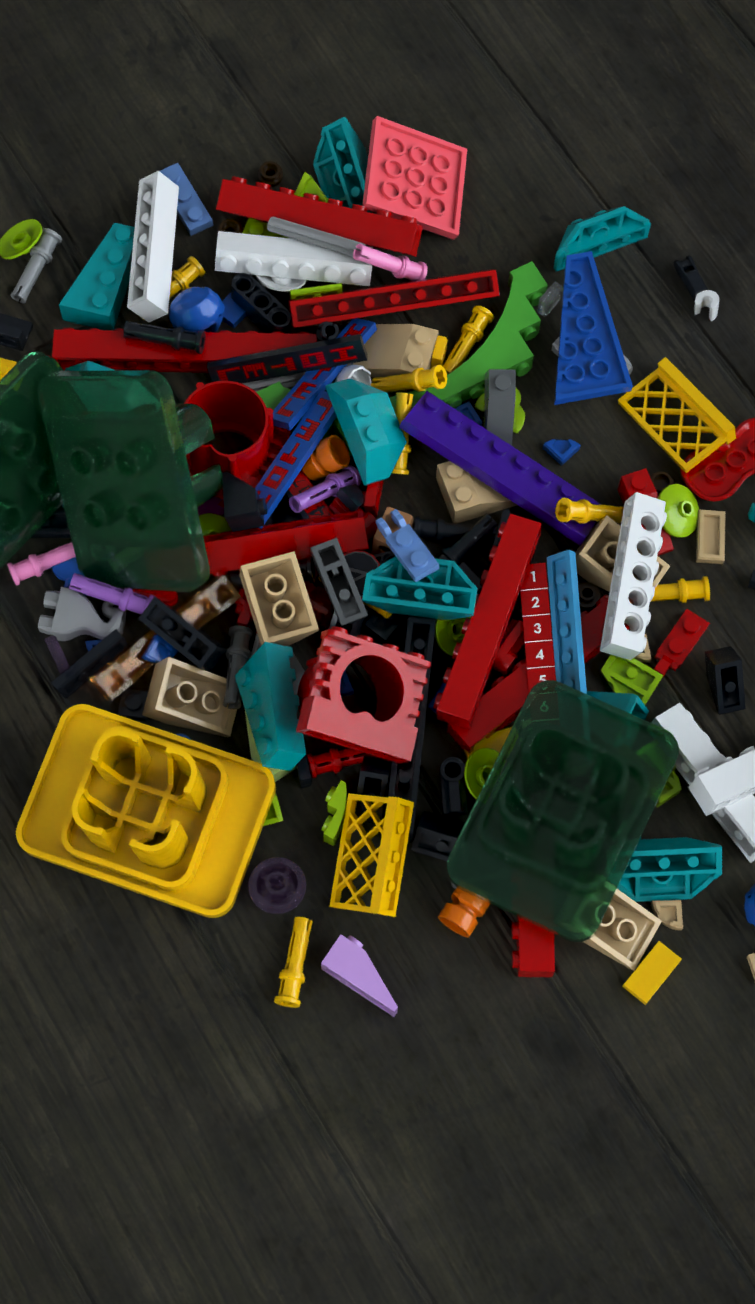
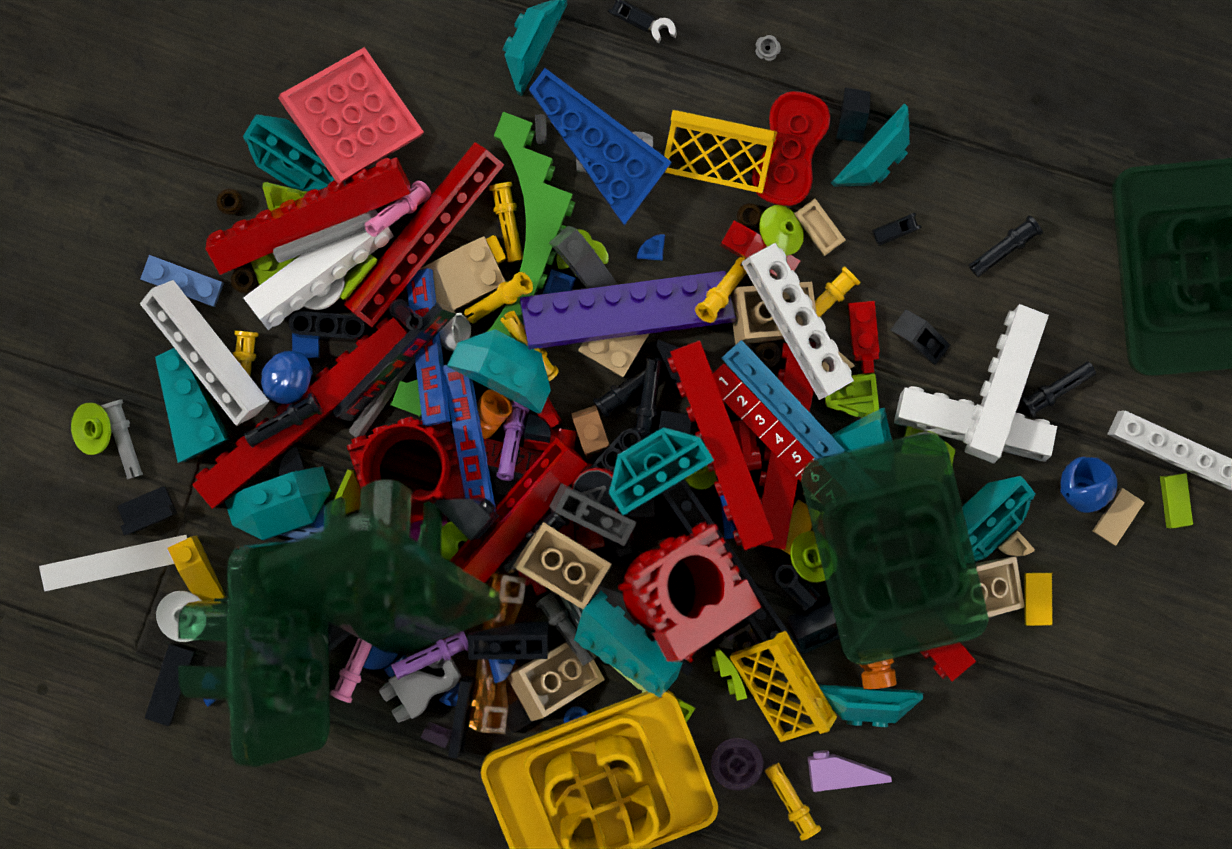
camera: 35 degrees left, 20 degrees up
(408, 547) = (624, 448): medium blue hinge -> none
(433, 936) = (870, 705): none -> teal wedge

